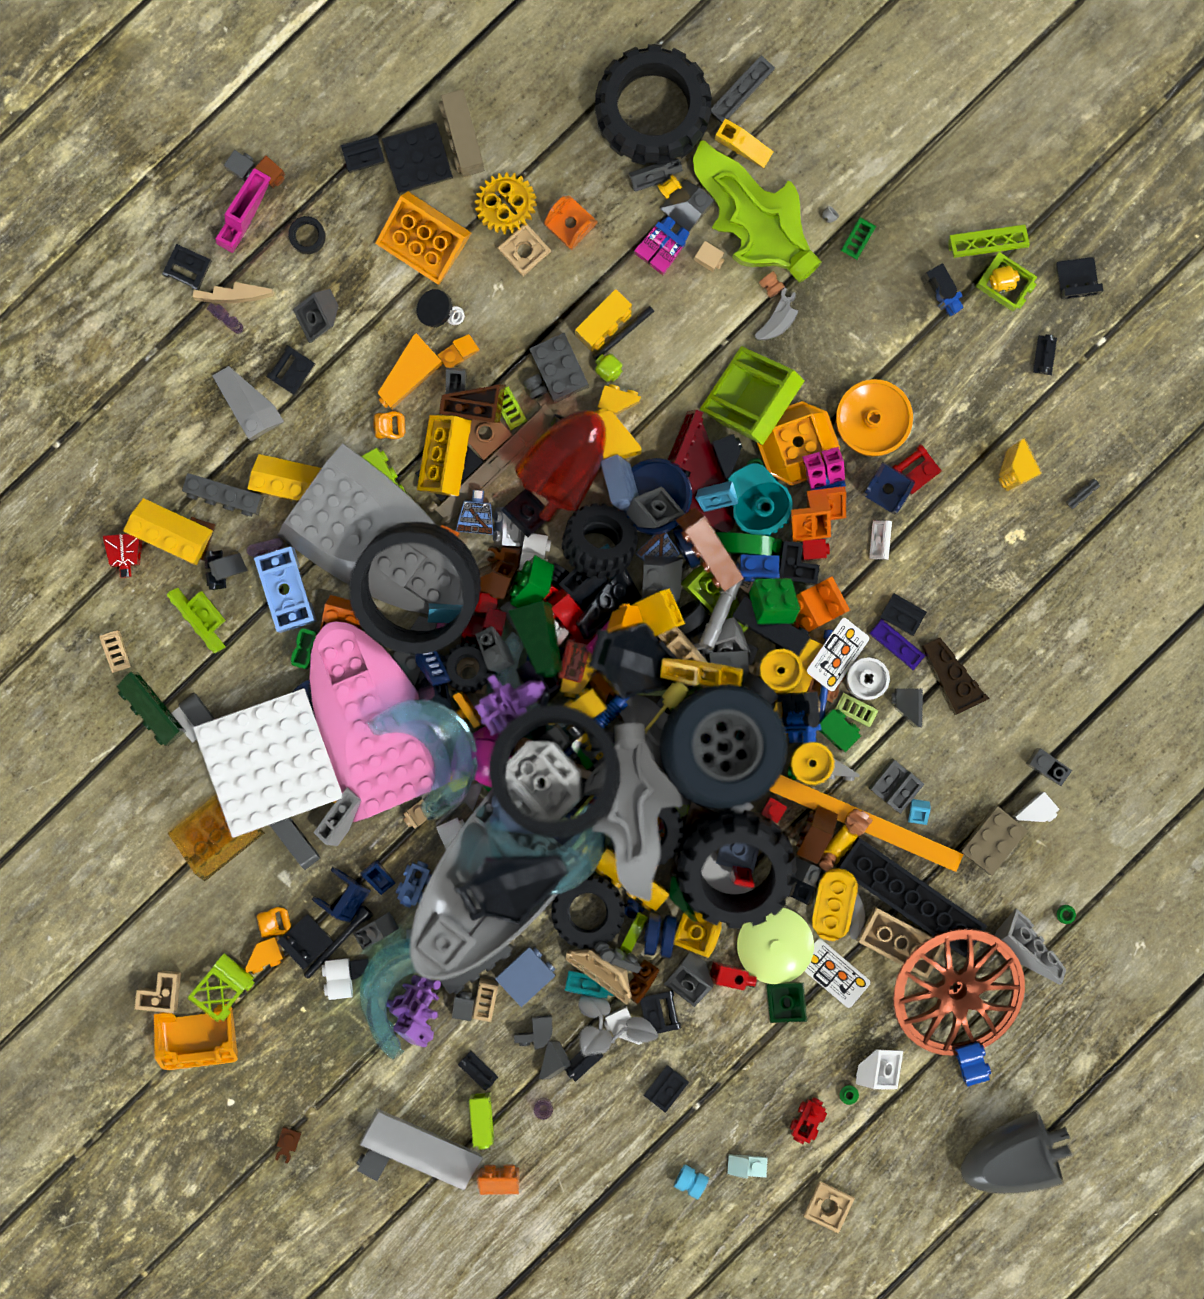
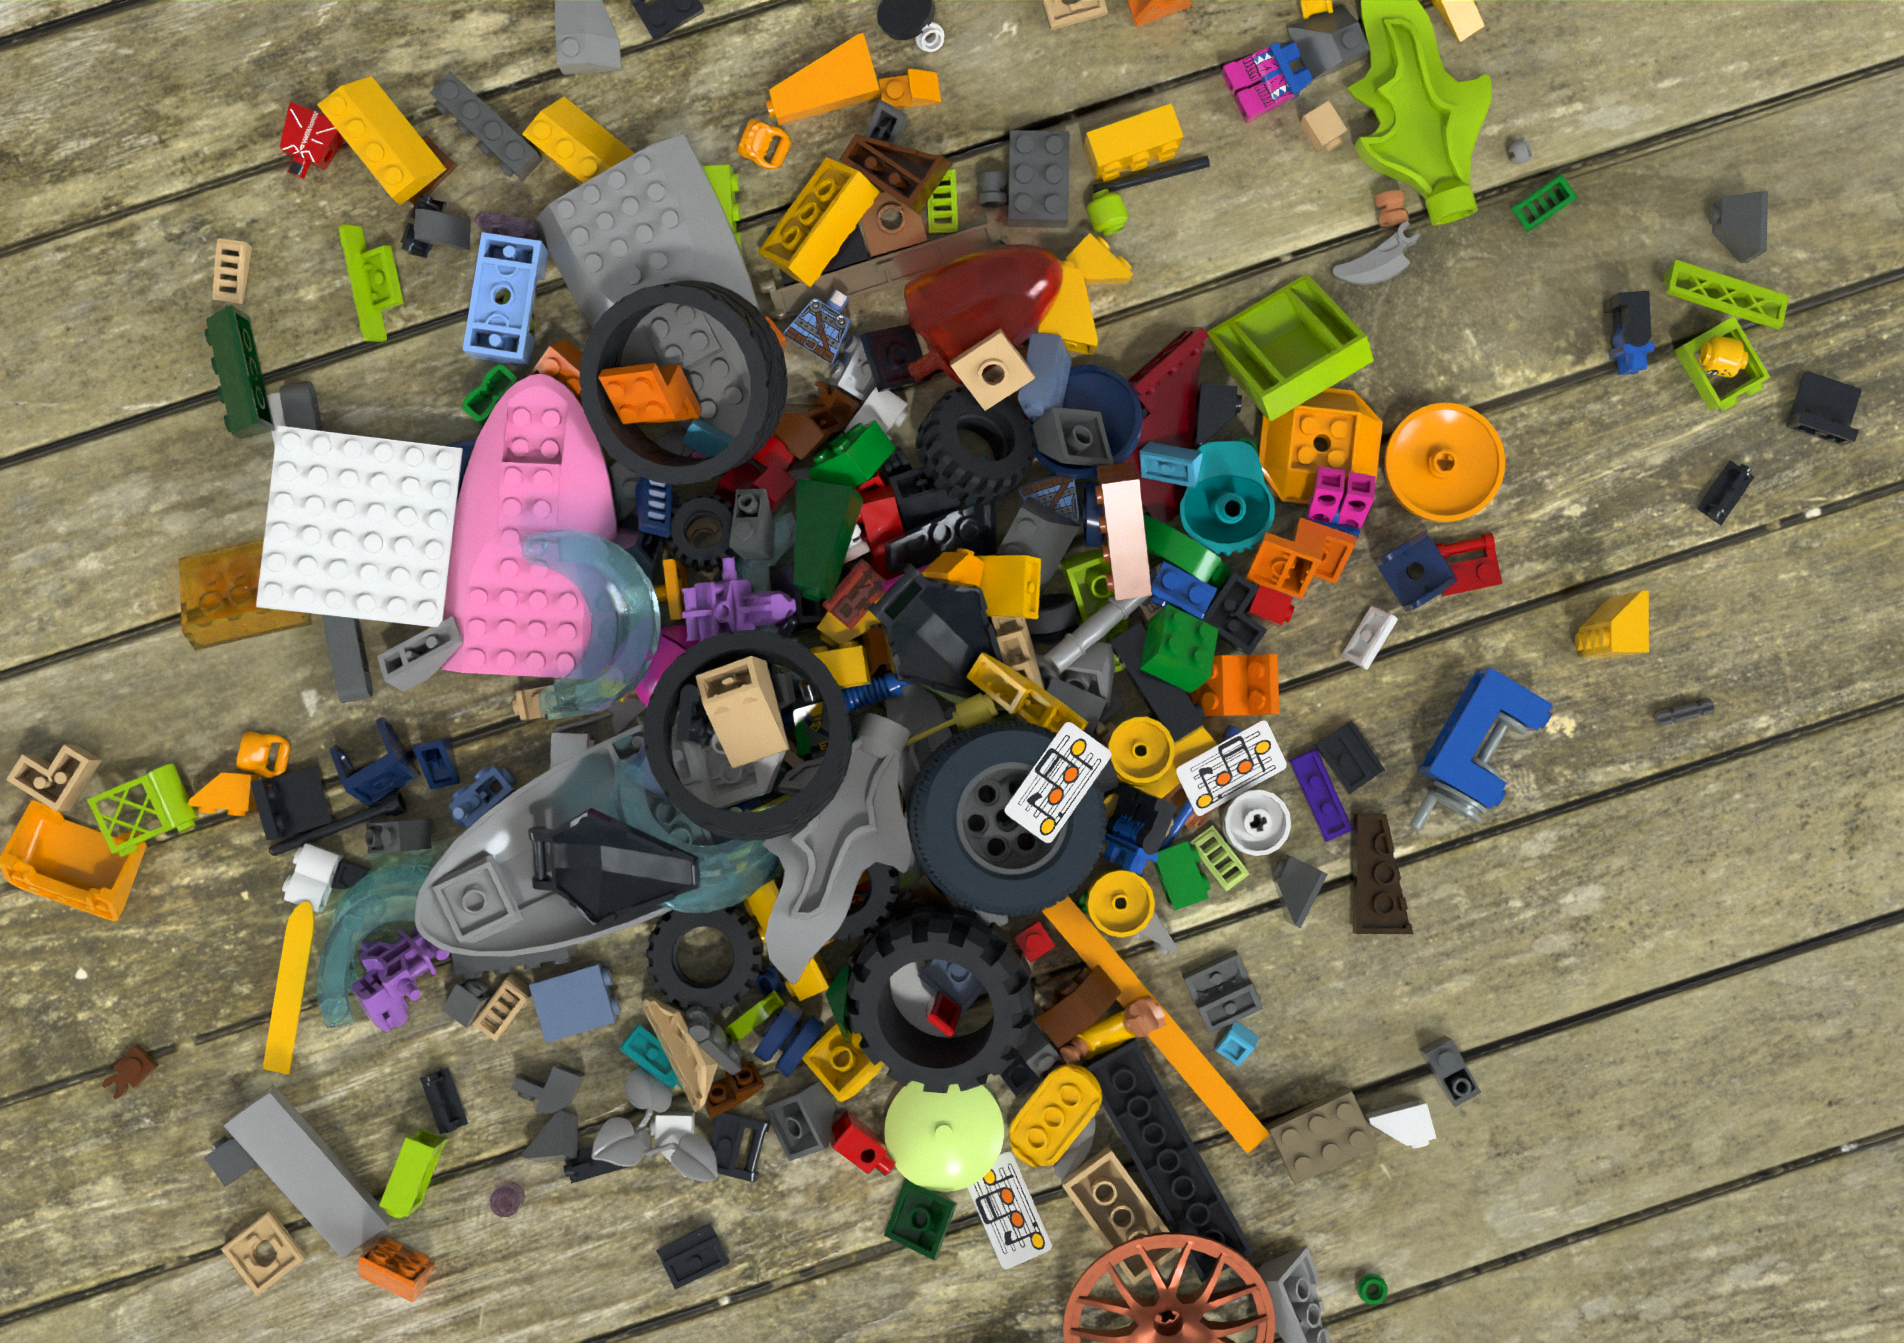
camera: 30 degrees right, 0 degrees up
(357, 1050) = (289, 989): none -> yellow piece
(398, 603) = (650, 393): none -> orange bracket
(421, 1222) = (243, 1256): none -> tan piece
(520, 780) = (693, 725): none -> black plate
(545, 759) = (743, 710): none -> tan slope
(584, 483) = (992, 350): none -> tan piece
(743, 711) = (1058, 782): none -> sticker
(977, 196) = (1741, 224): none -> dark grey slope
(979, 595) = (1461, 779): none -> blue piece

